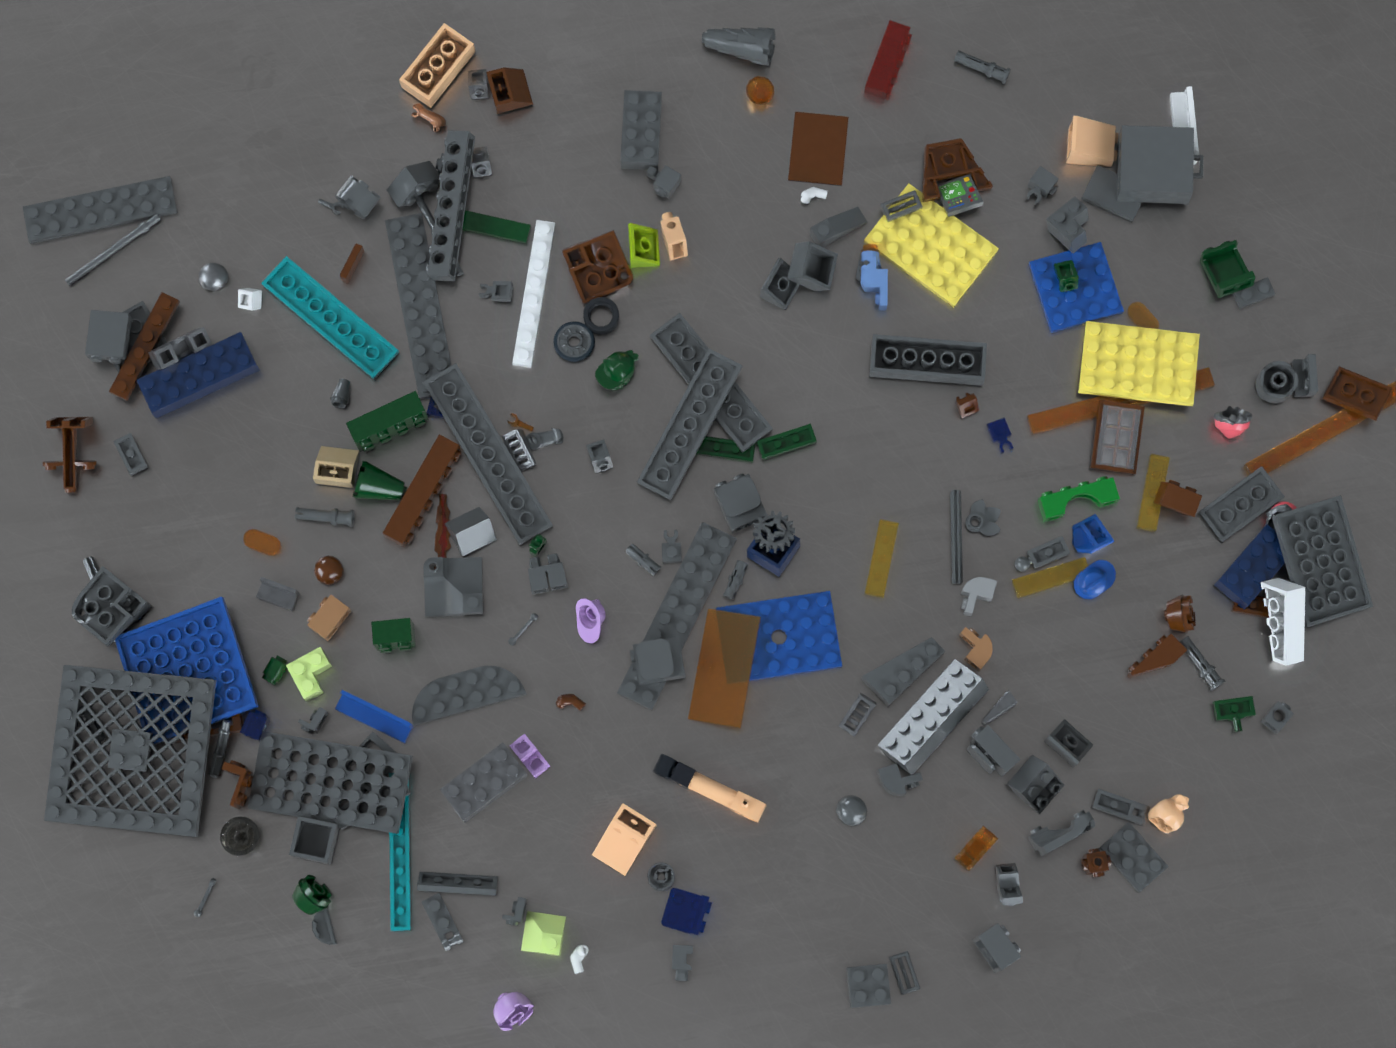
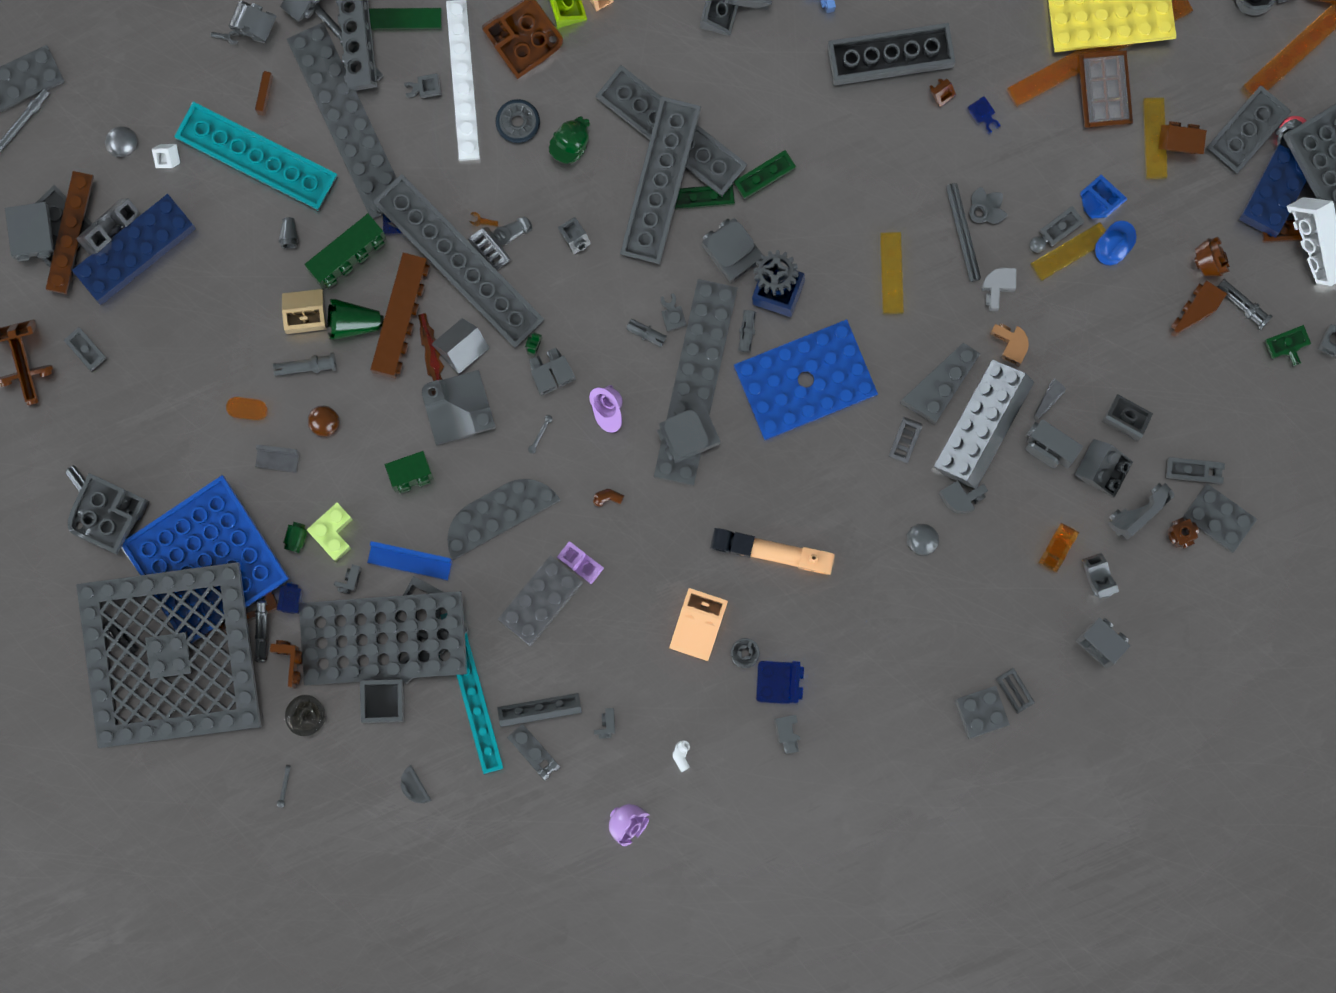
camera: 15 degrees left, 5 degrees up
(311, 896) = (393, 758): dark green cone -> none
(328, 617) = (337, 470): medium nougat brick -> none
(543, 933) = (639, 739): yellowish green slope -> none
(603, 301) = (539, 71): black tyre -> none
(724, 668) = (757, 424): clear orange piece -> none
(1101, 493) = (1102, 151): green arch -> none
(1168, 813) = (1245, 465): light nougat piece -> none
(1232, 421) = (1220, 44): hair -> none

